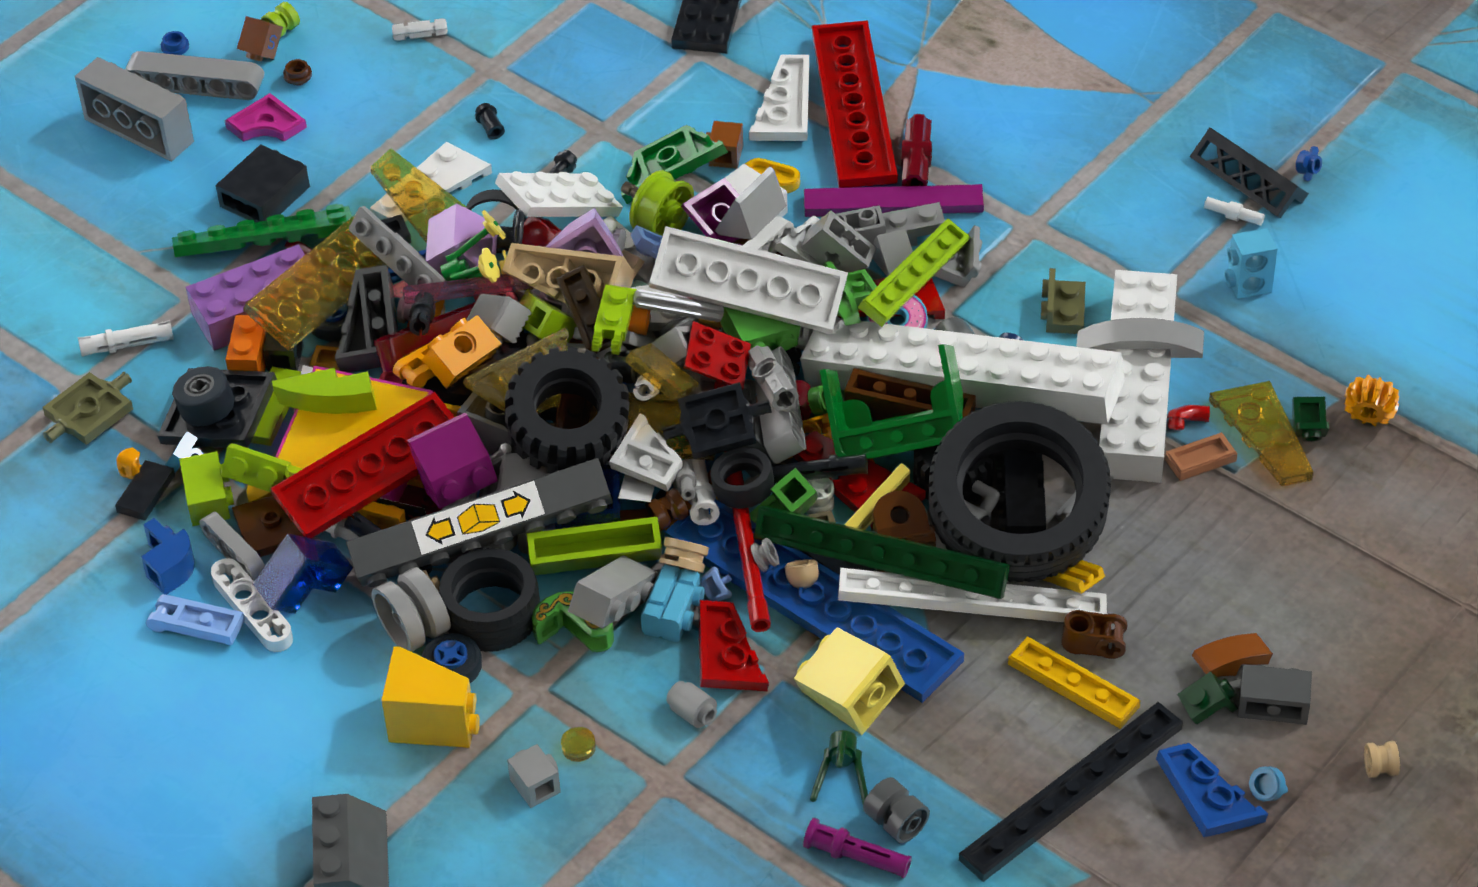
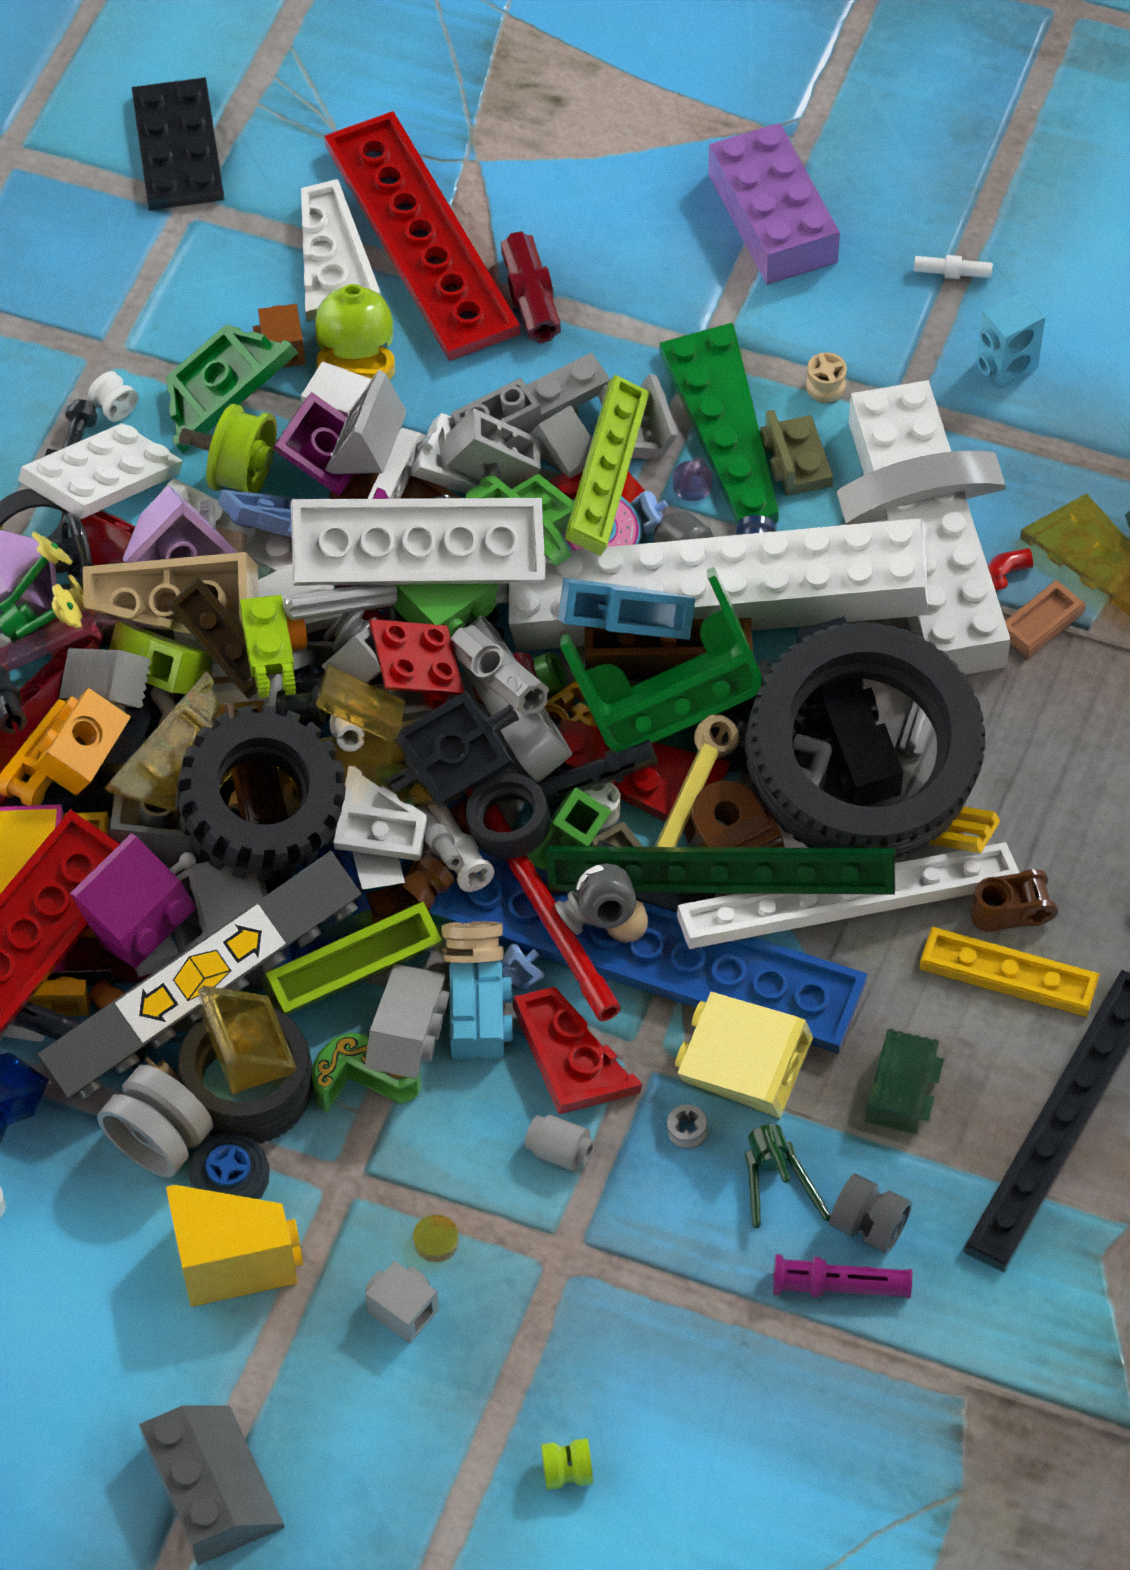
camera: 20 degrees left, 10 degrees up
(491, 567) = (245, 1037): none -> clear yellow slope
(591, 154) = (113, 396): none -> white wheel
(779, 144) = (353, 322): none -> lime cylinder
(788, 545) = (606, 896): none -> dark grey head
(793, 729) = (687, 1112): none -> light grey bush
(838, 200) = (523, 360): magenta tile -> none
(883, 363) = (626, 609): none -> dark azure slope
(908, 460) = (704, 735): none -> tan piece
(936, 313) = (648, 511): none -> light blue piece
(960, 731) = (903, 1080): none -> clear green brick
(980, 303) = (692, 480): none -> clear purple tile
(1021, 263) = (720, 407): none -> green wing
(1107, 259) = (833, 370): none -> tan wheel
(1116, 139) = (773, 203): none -> medium lavender brick
(1257, 167) = (953, 195): black fence -> none
(1308, 163) = (1019, 177): blue plate -> none

